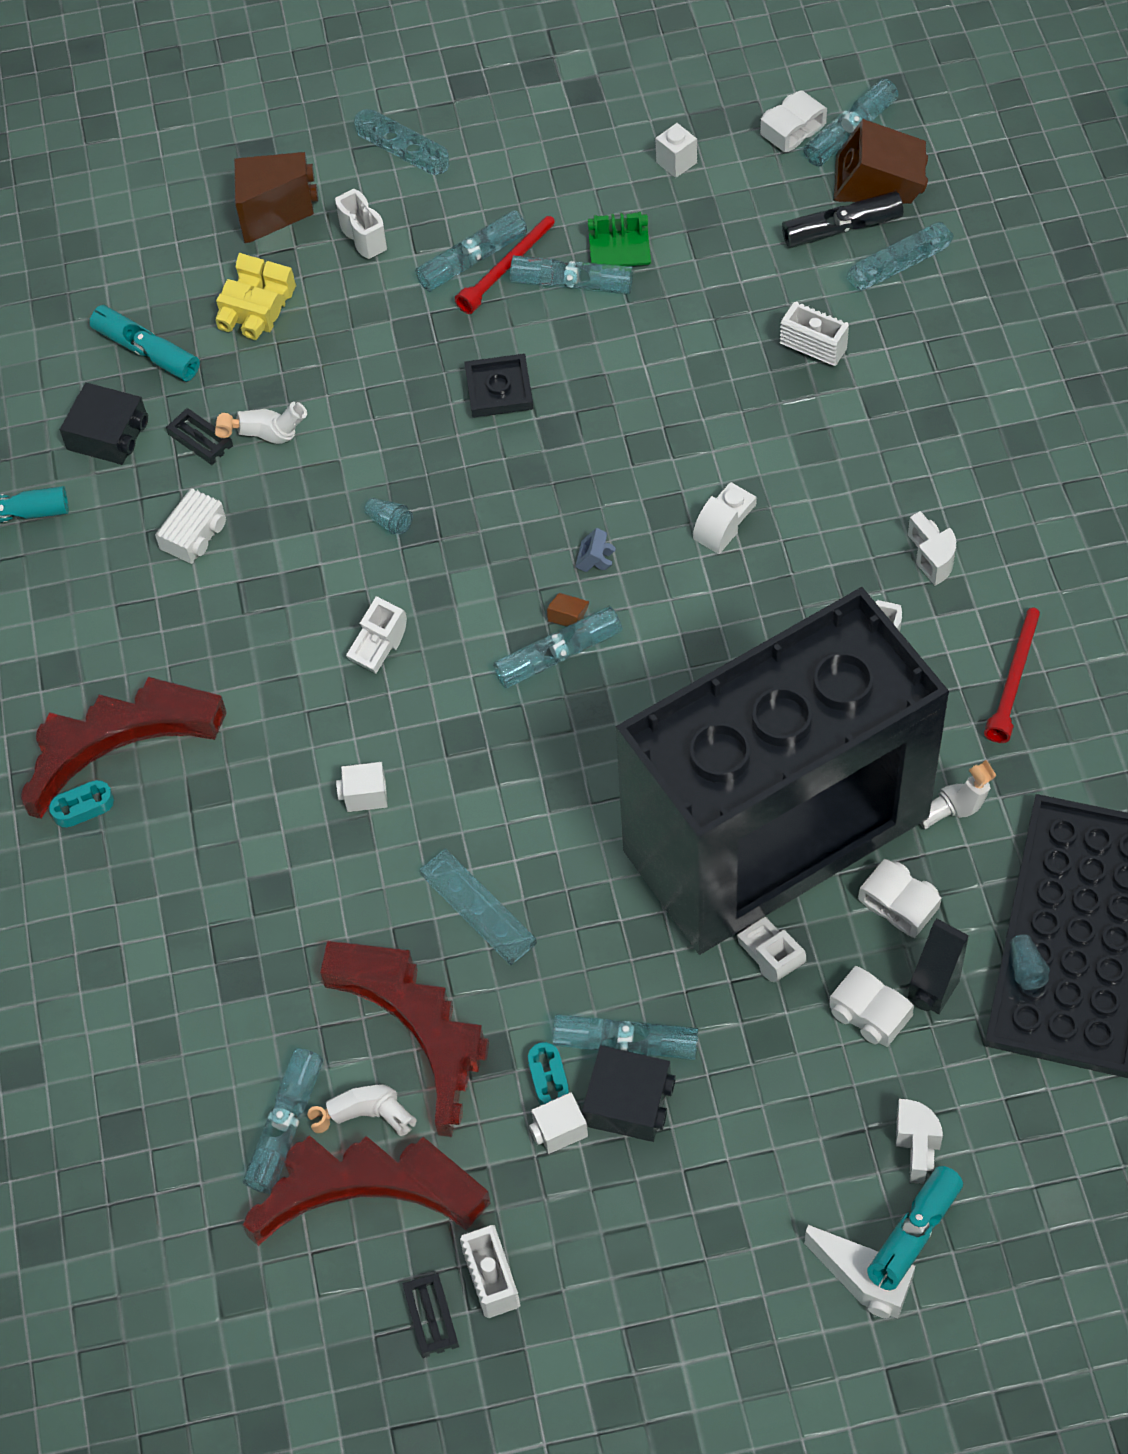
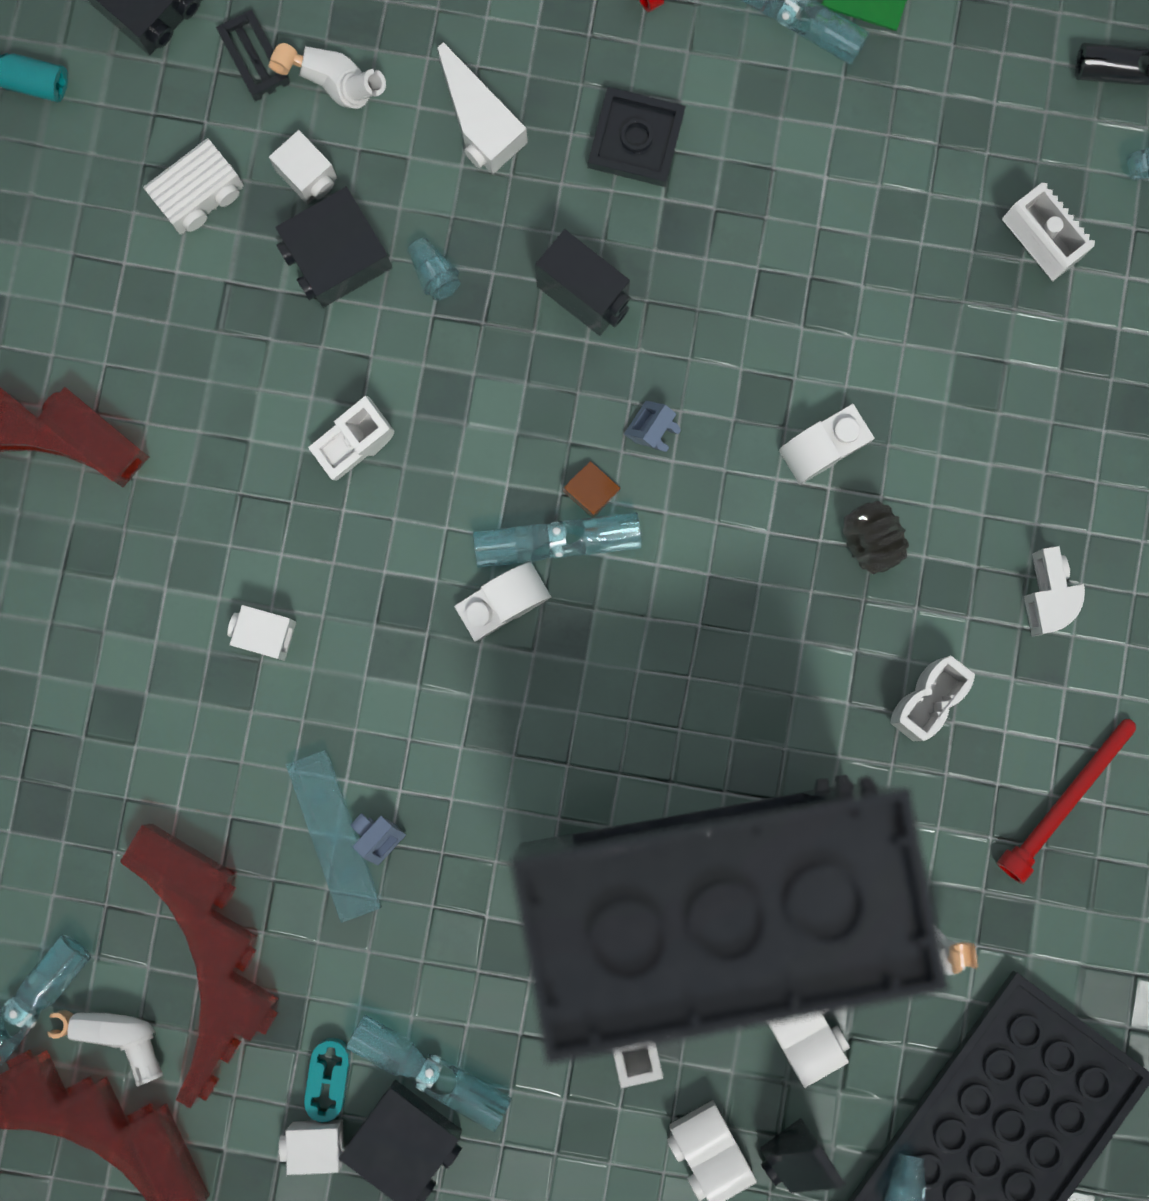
camera: 15 degrees right, 25 degrees up
(267, 486) = (304, 168): none -> white brick
(310, 526) = (332, 248): none -> black piece
(384, 413) = (486, 125): none -> white slope
(502, 477) = (583, 283): none -> black piece
(512, 889) = (376, 837): none -> sand blue tile
(537, 694) = (502, 600): none -> white brick
(787, 555) = (875, 537): none -> clear smoke gear

